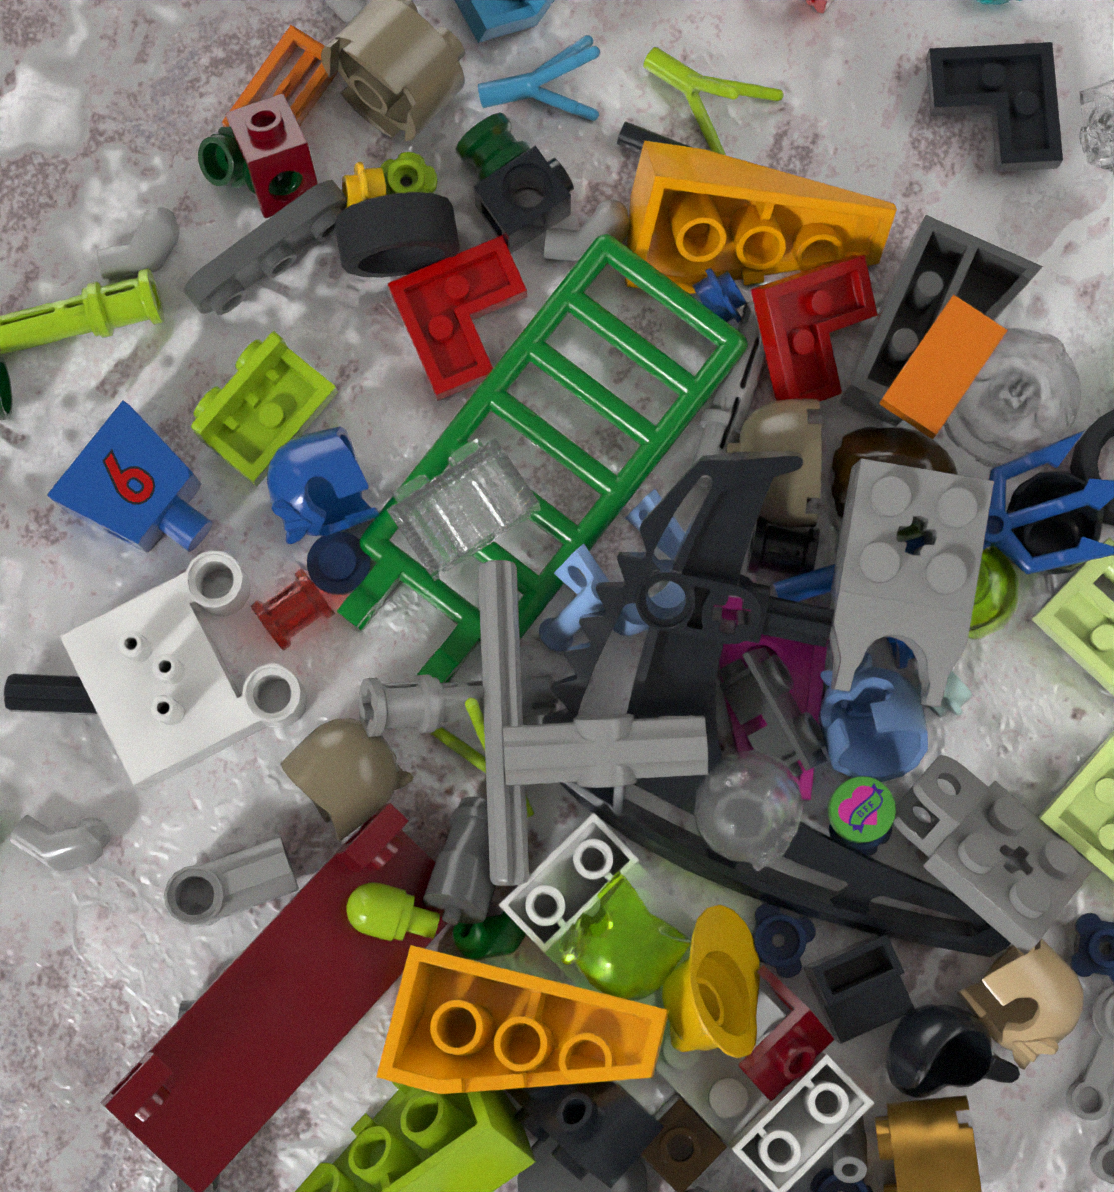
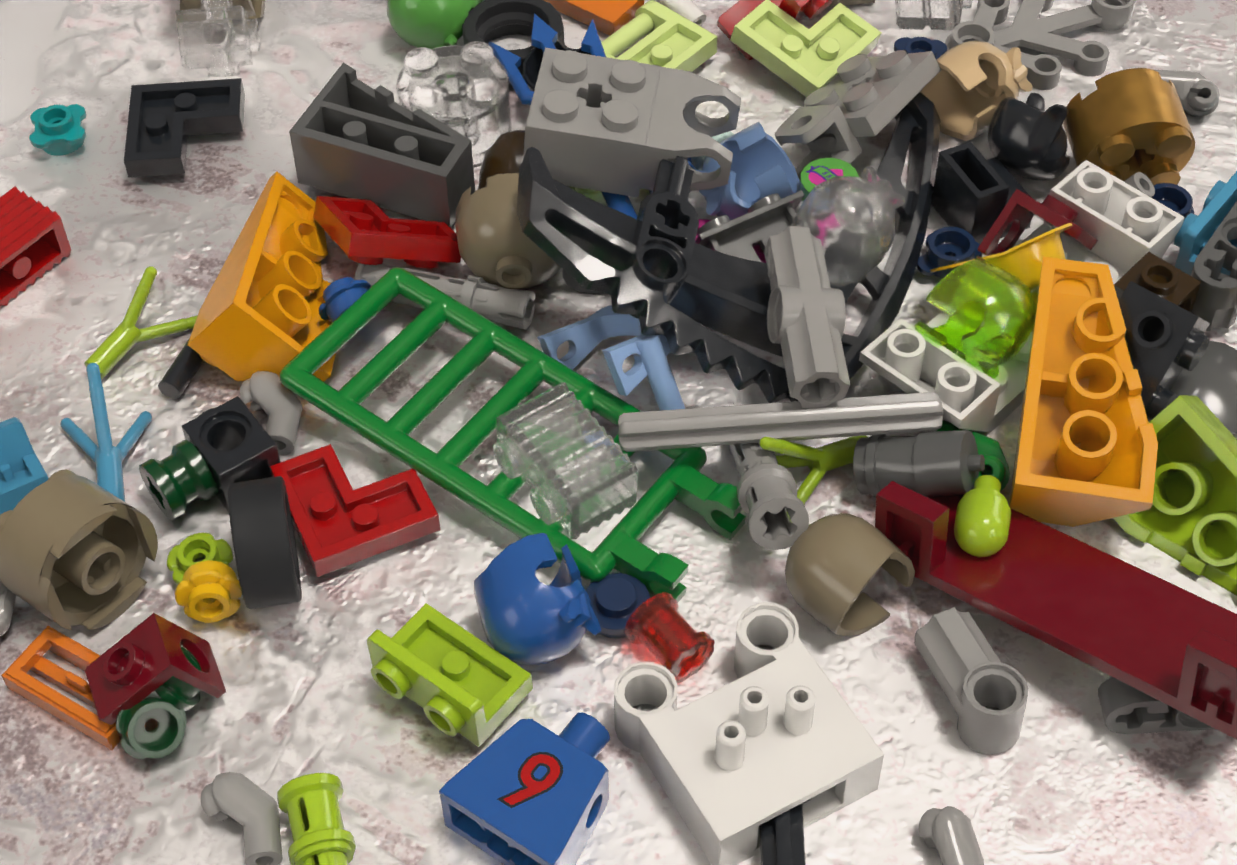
camera: 90 degrees left, 30 degrees down
(266, 249) = (267, 679): dark grey plate -> none
(943, 367) = (434, 111): orange tile -> none

